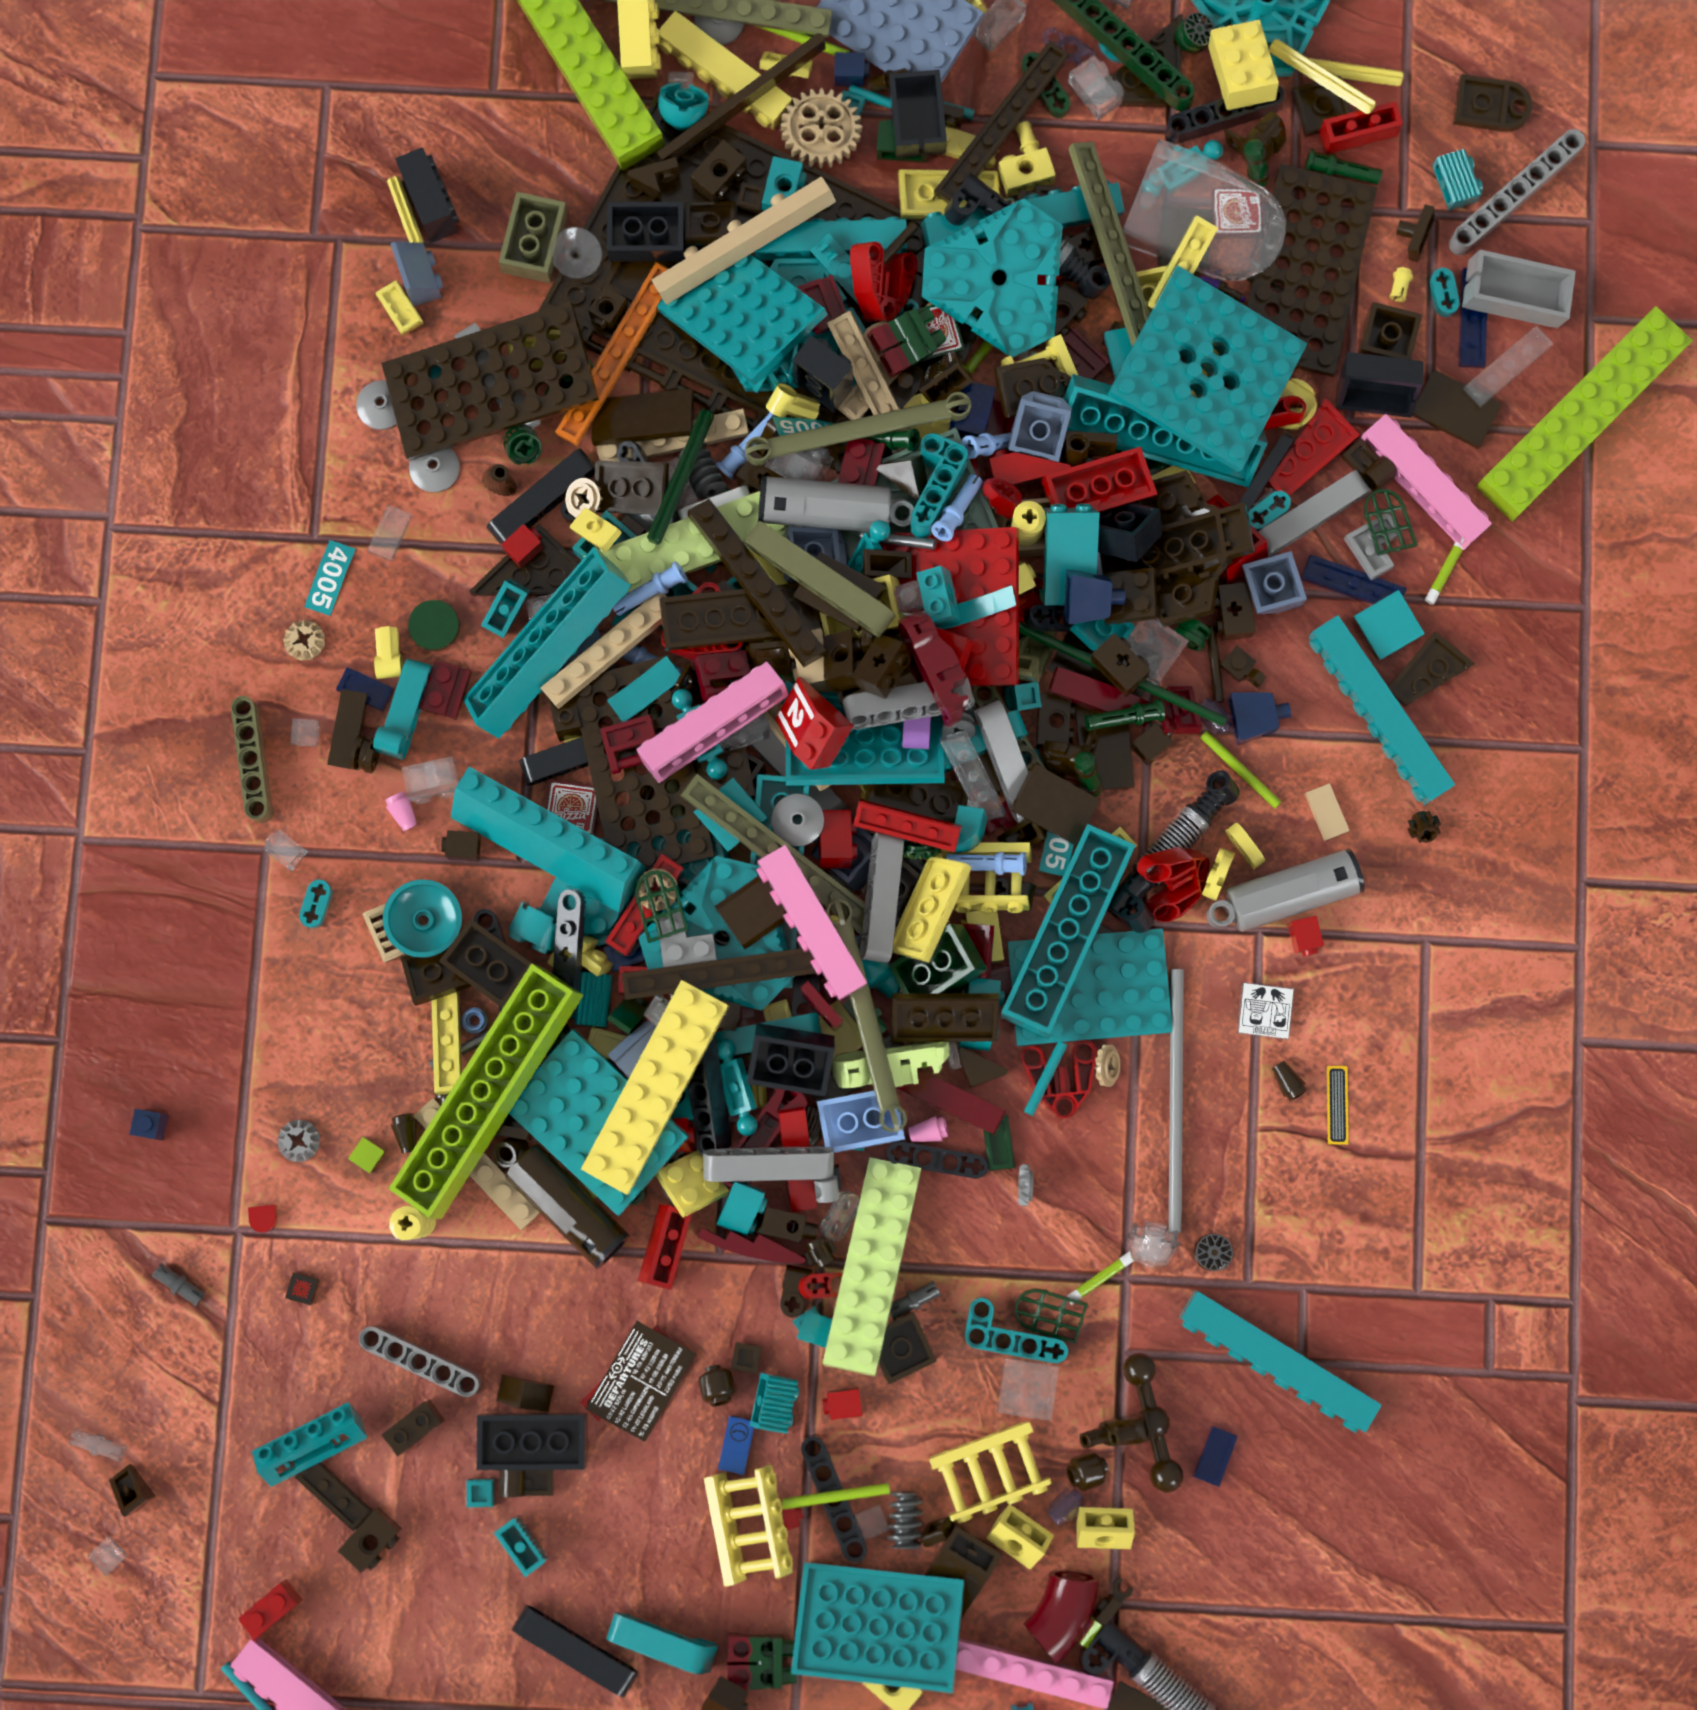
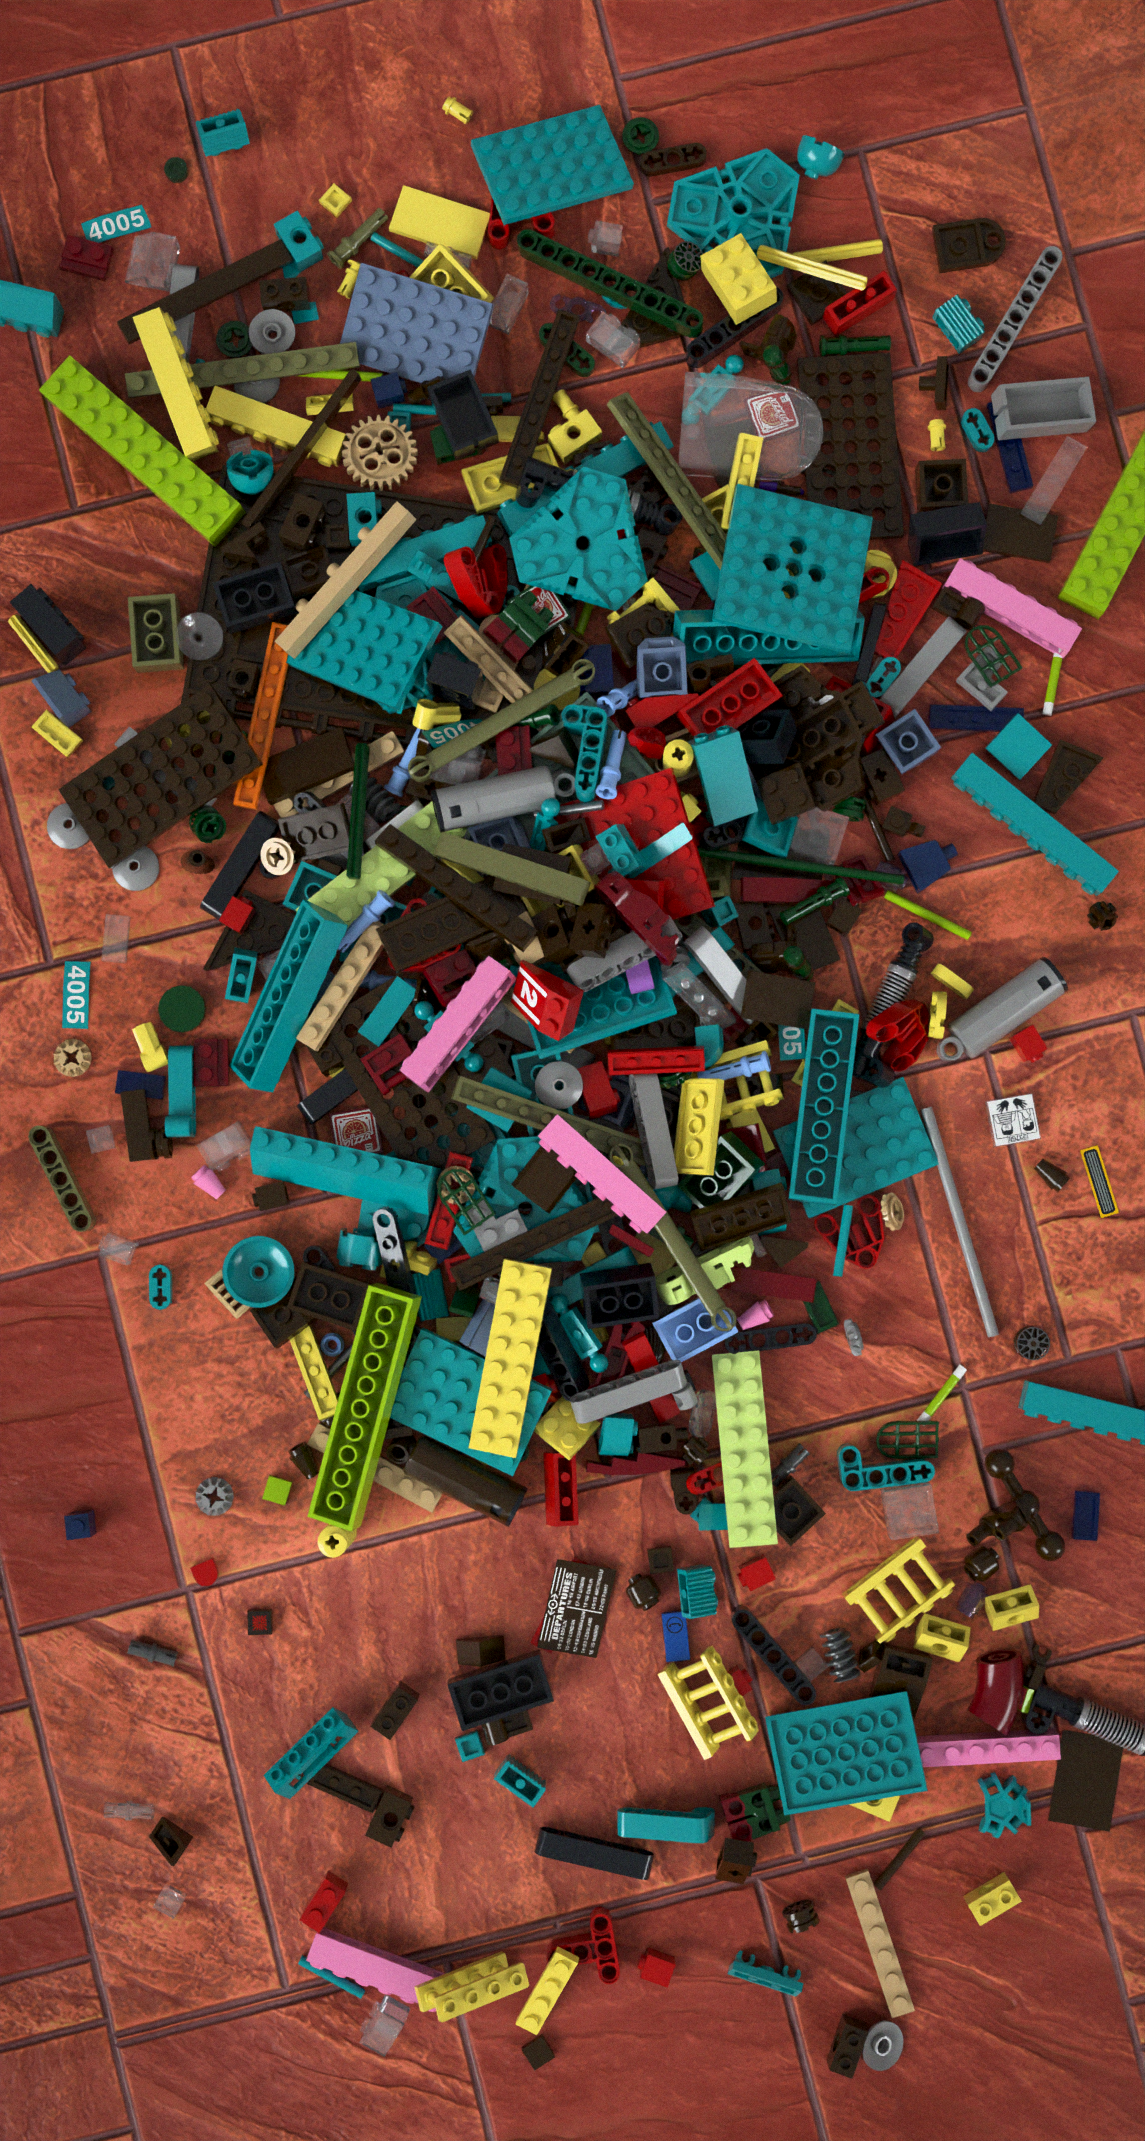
camera: 15 degrees left, 5 degrees up
(406, 1361) = (371, 1657): light grey beam -> none
(595, 529) = (298, 882): light yellow plate -> none
(835, 1496) = (775, 1654): lime bar -> none
(1089, 597) = (752, 807): dark blue torso -> none
(1126, 677) = (805, 868): dark brown brick -> none
(1152, 1244) = (978, 1353): clear cone -> none
(1327, 812) = (1014, 929): tan tile -> none

